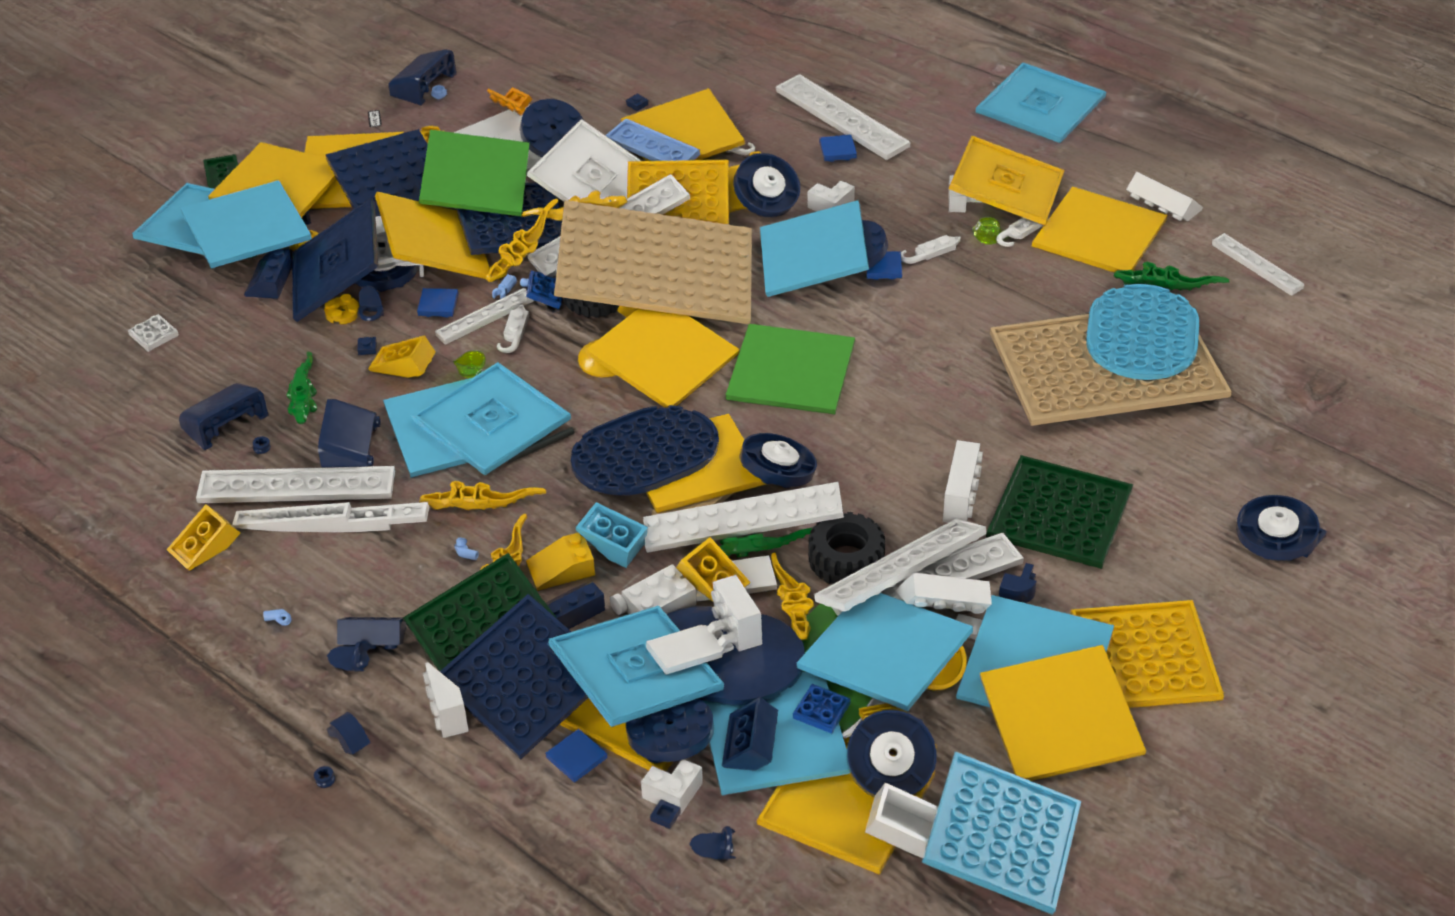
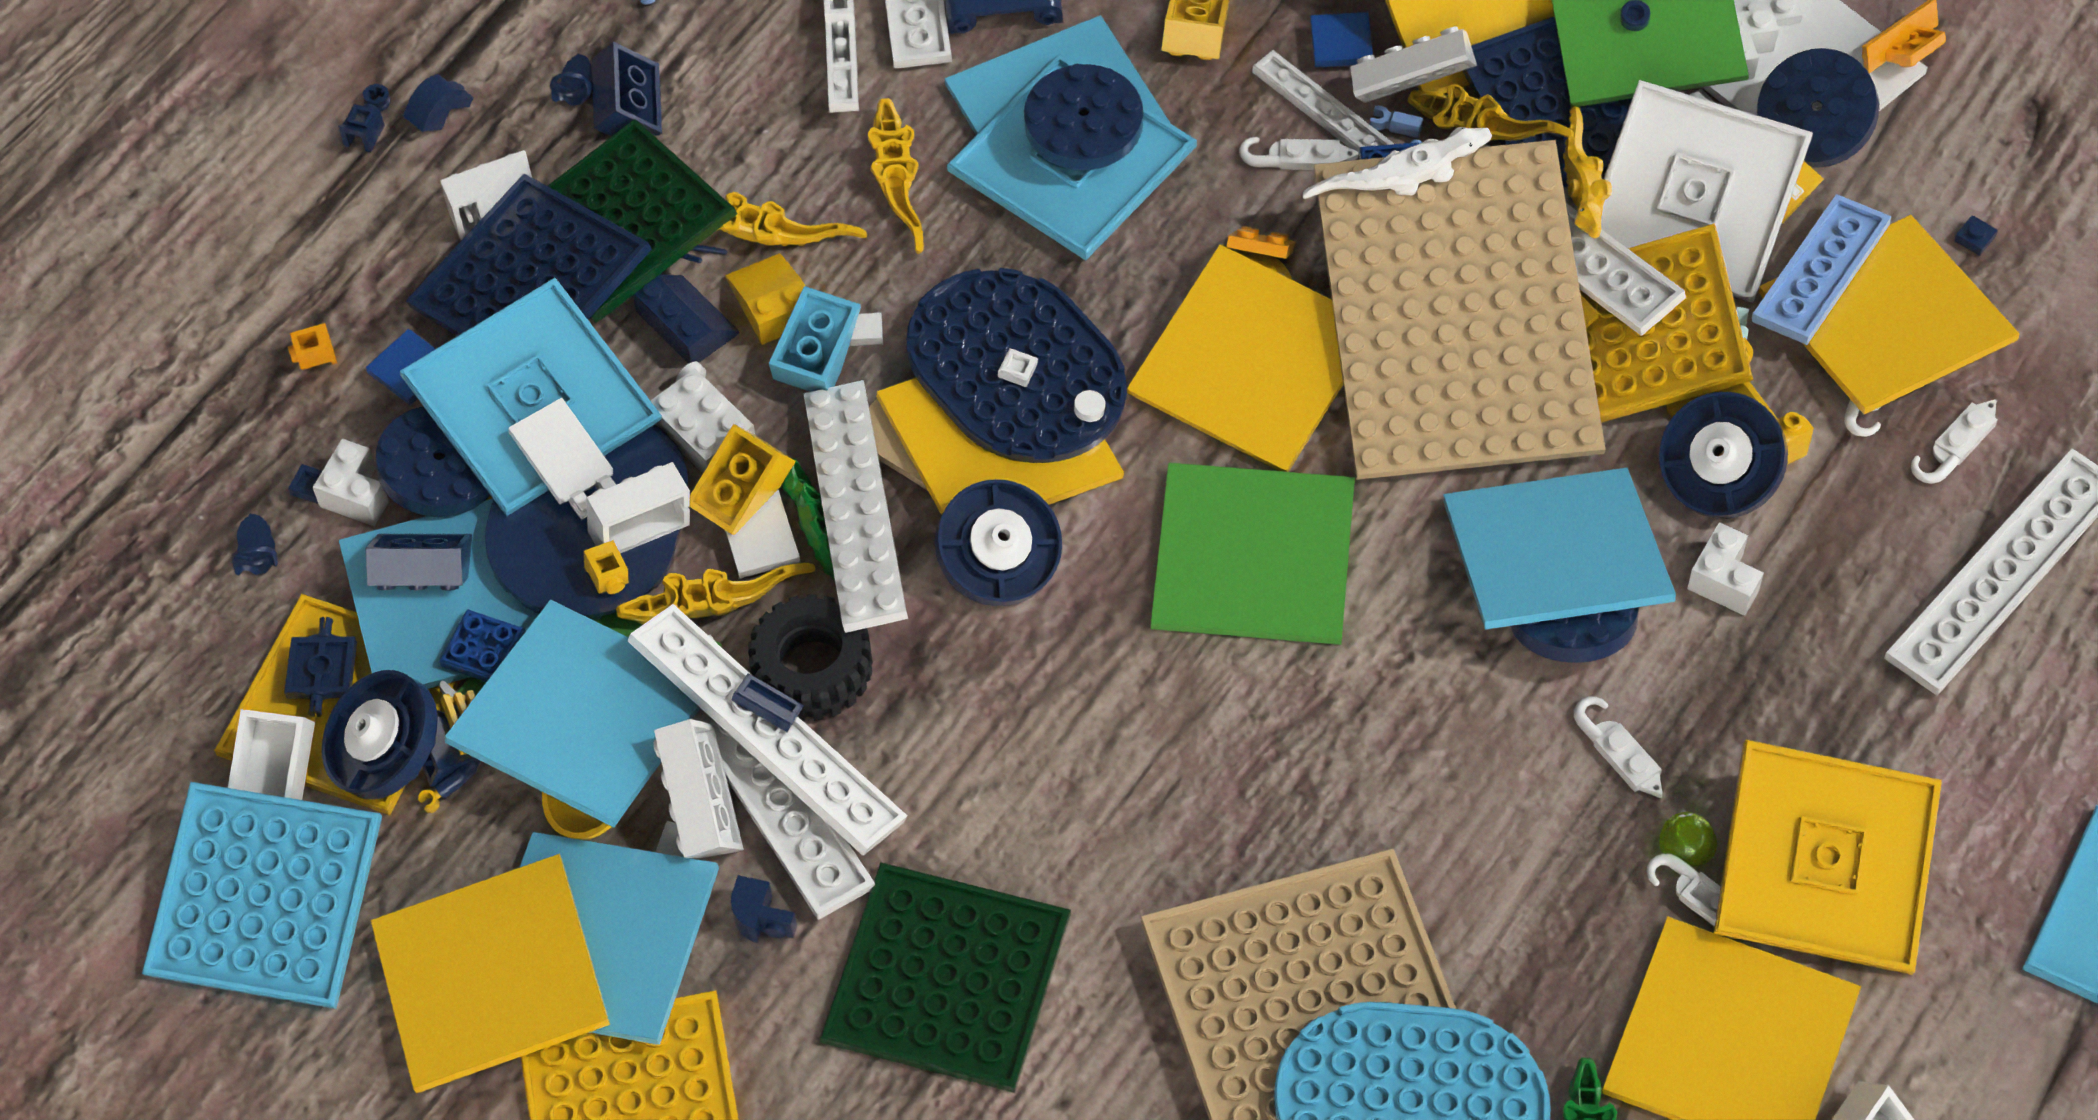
camera: 85 degrees right, 15 degrees up
(350, 779) = (364, 122): none -> dark blue window
(463, 551) = (792, 173): light blue arm -> none
(470, 363) = (1187, 103): clear neon green helmet -> none
(476, 395) = (1083, 117): none -> dark blue piece
(478, 172) = (1635, 15): none -> dark blue tile
(480, 262) = (1412, 65): none -> white slope
(543, 443) = (1034, 237): pearl dark grey bar -> none
(548, 814) = (312, 347): none -> light orange brick
(571, 248) = (1412, 166): none -> white animal
(583, 339) = (1250, 240): none -> light orange plate
(653, 443) = (1017, 367): none -> white tile
(686, 416) = (1089, 406): none -> white tile
(761, 122) = (1959, 440): none -> white plate
(776, 634) = (606, 568): none -> yellow brick
(823, 803) = (320, 666): none -> dark blue plate
(837, 148) = (1898, 570): blue tile -> none
(887, 267) = (1549, 679): blue tile -> none
(887, 558) = (767, 702): none -> dark blue tile
(962, 481) = (971, 811): white brick -> none

